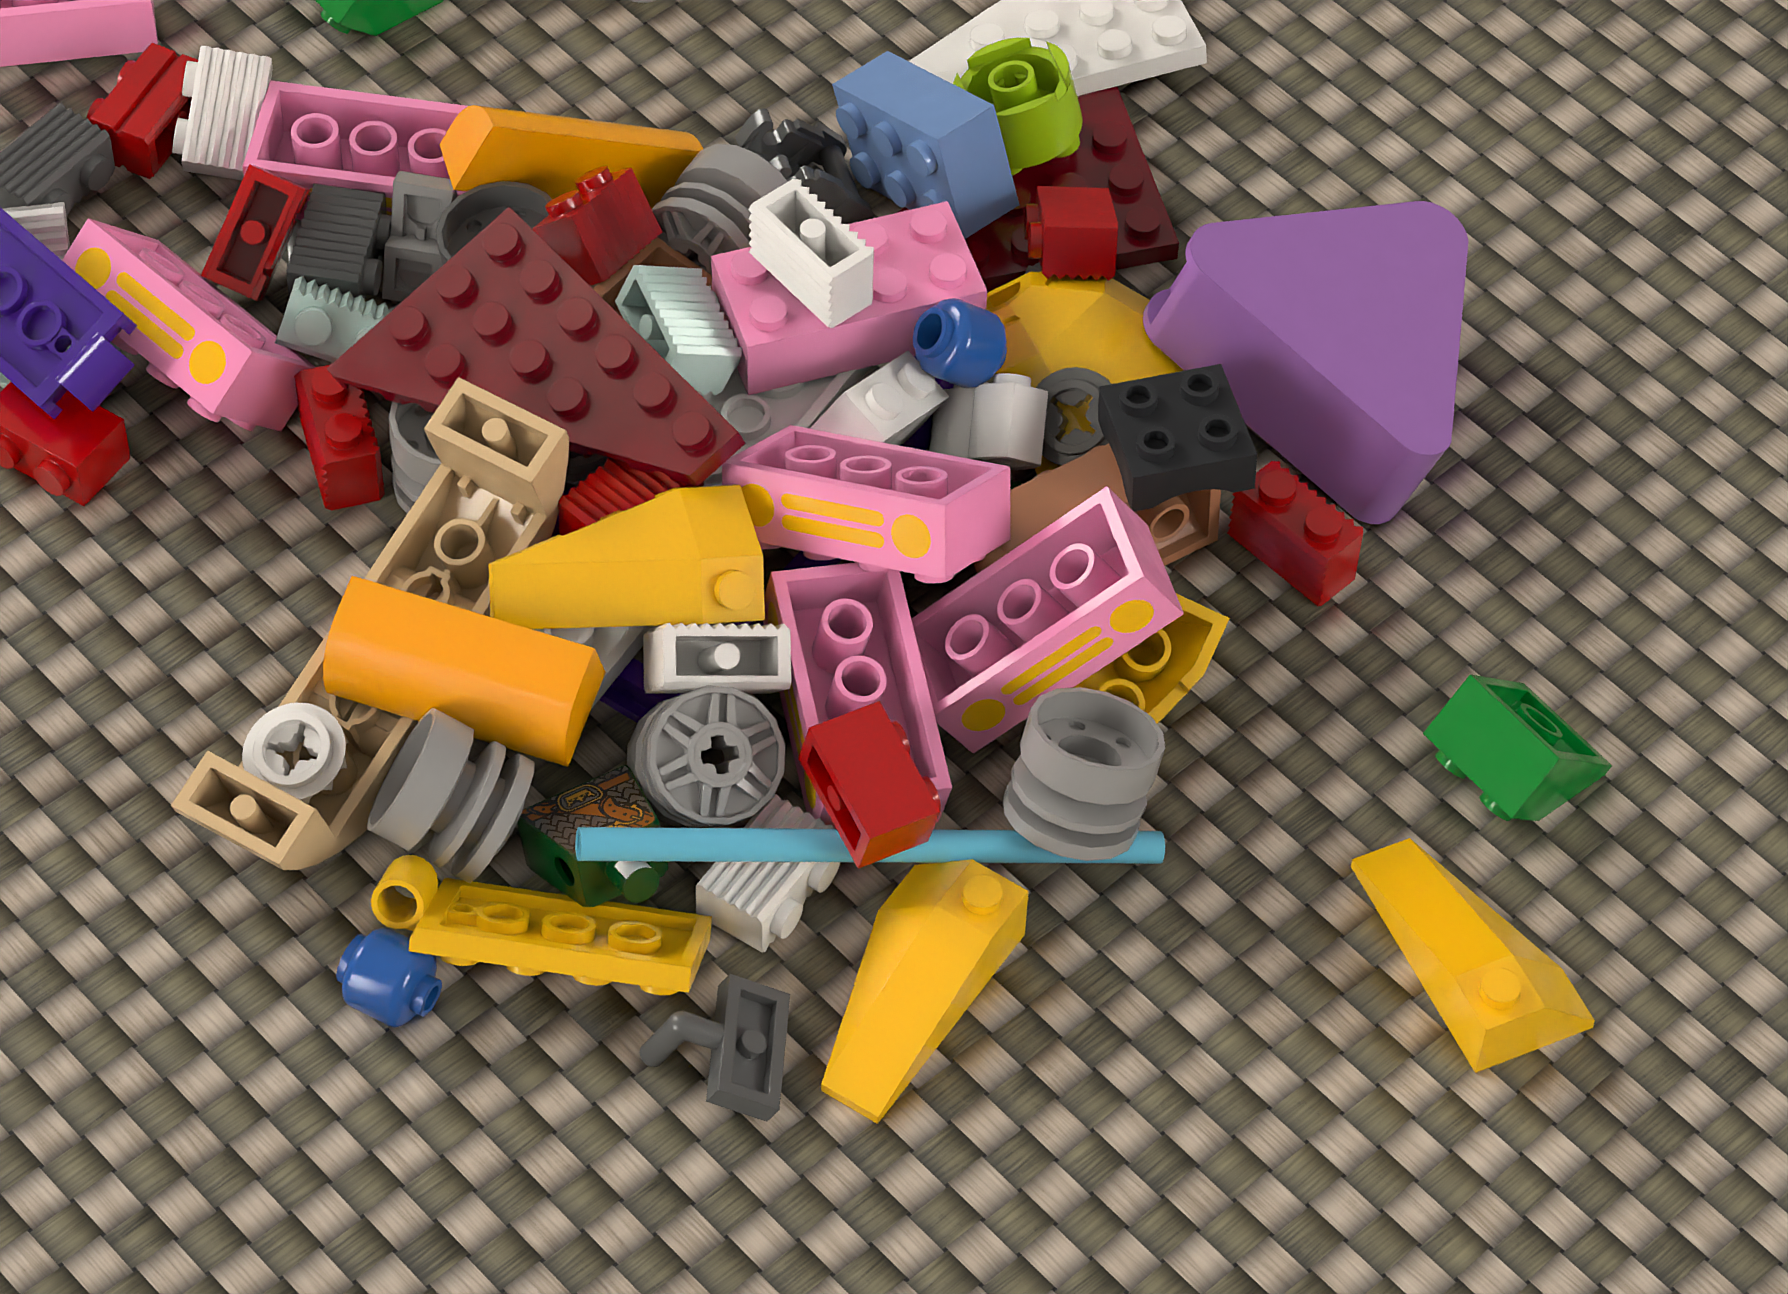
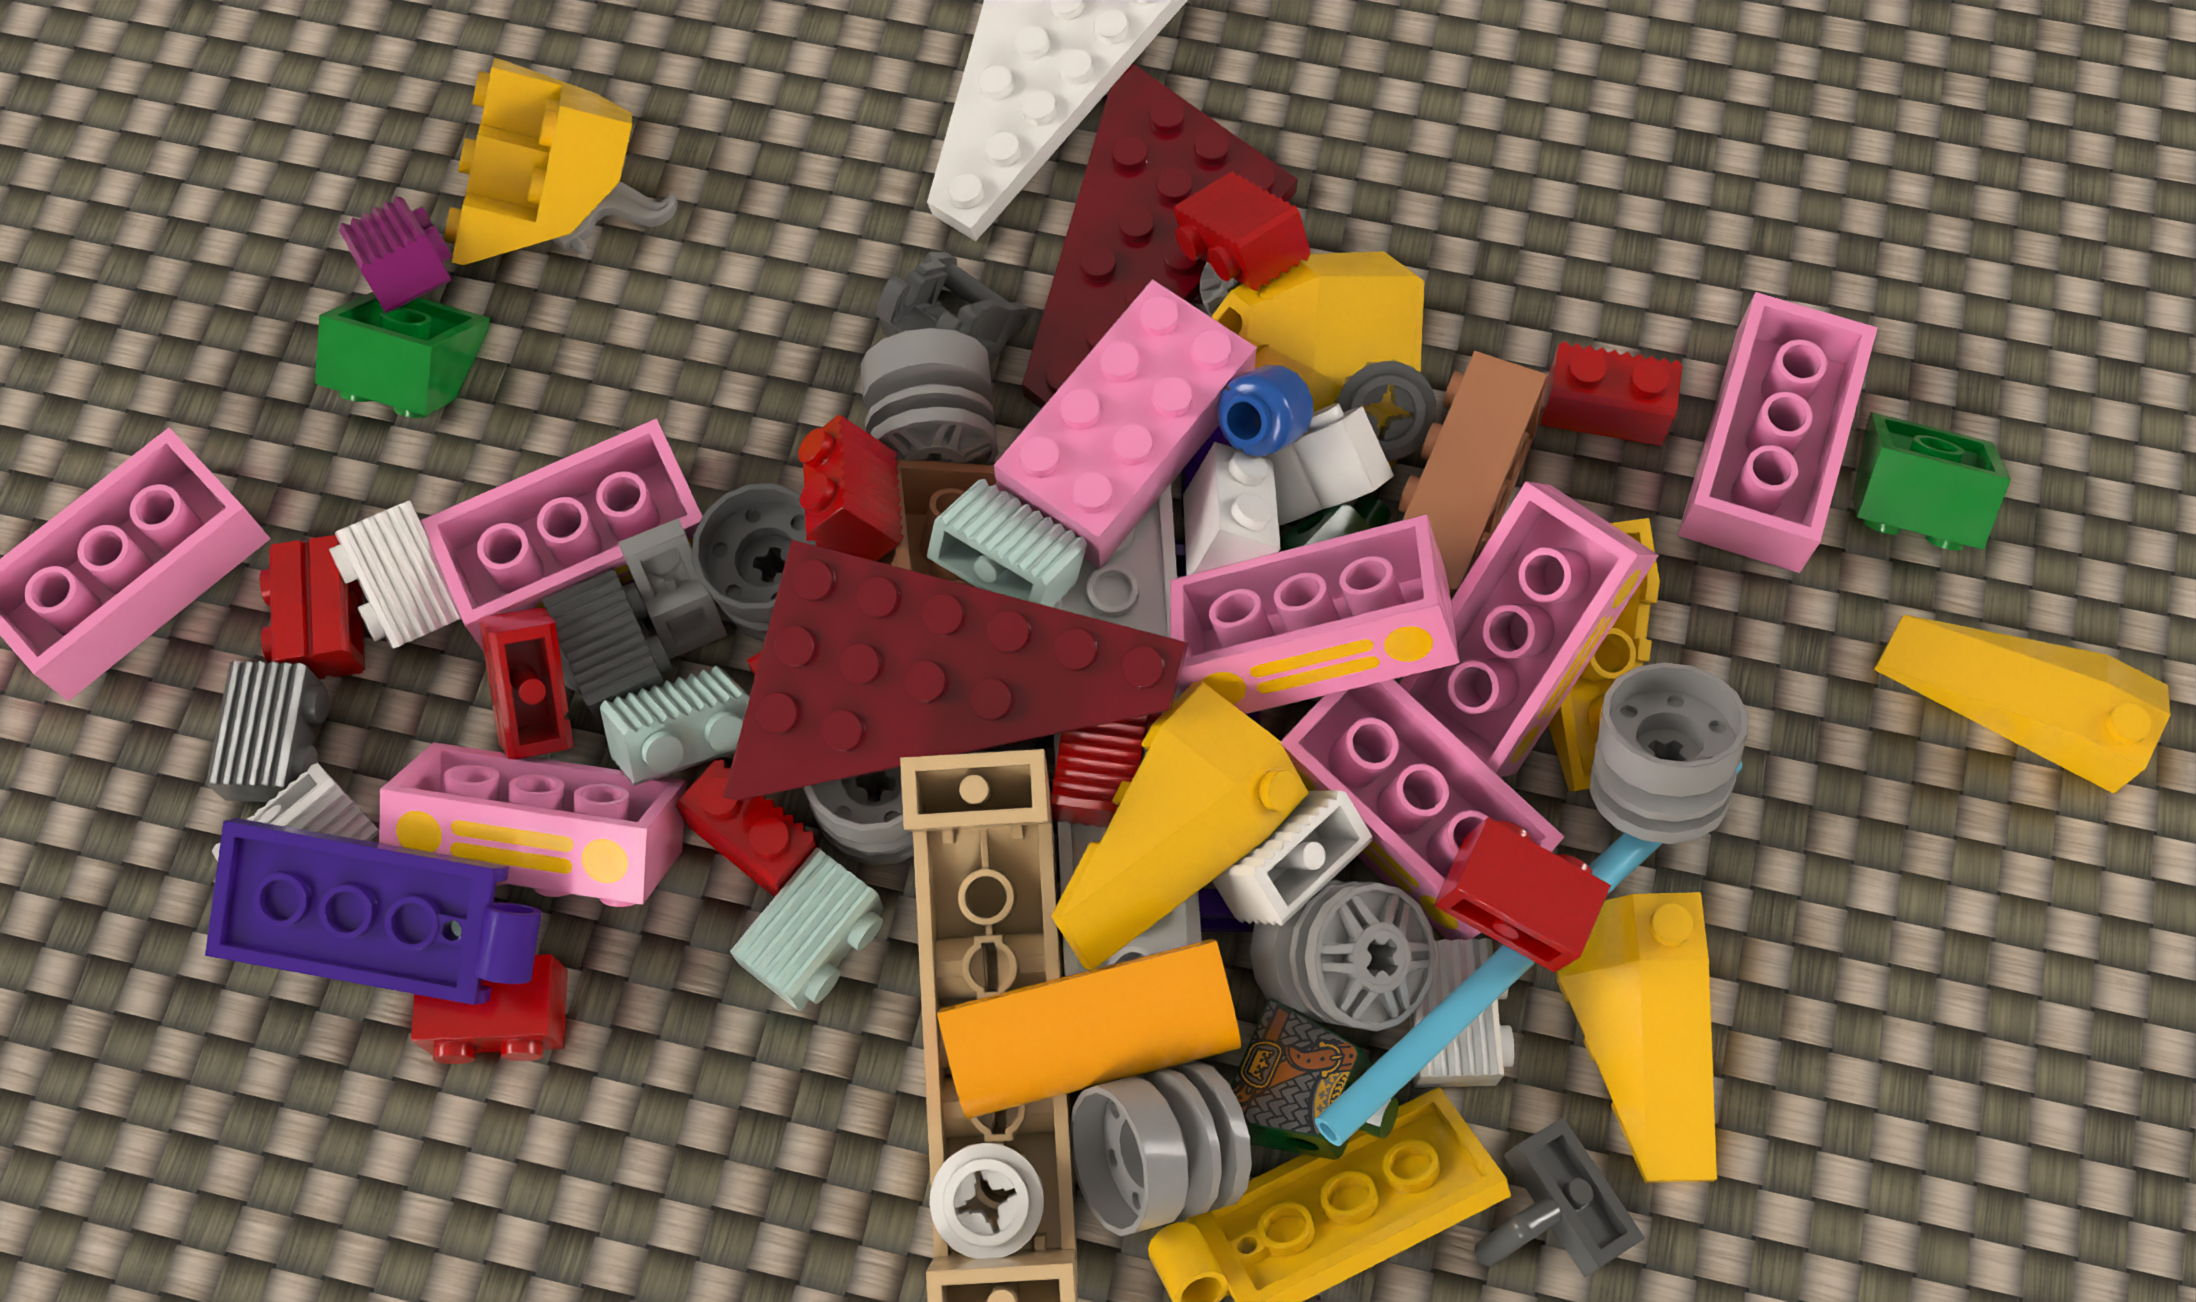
camera: 30 degrees left, 15 degrees up
(324, 525) = (810, 930): none -> light aqua brick
(556, 150) = (751, 431): light orange brick -> none
(812, 252) = (1110, 417): white brick -> none
(925, 141) = (1050, 222): medium blue brick -> none
(1030, 97) = (1090, 134): lime brick -> none
(1177, 435) = (1510, 383): black brick -> none
(1330, 339) = (1534, 206): medium lavender brick -> none
(1409, 634) = (1778, 433): none -> bright pink brick

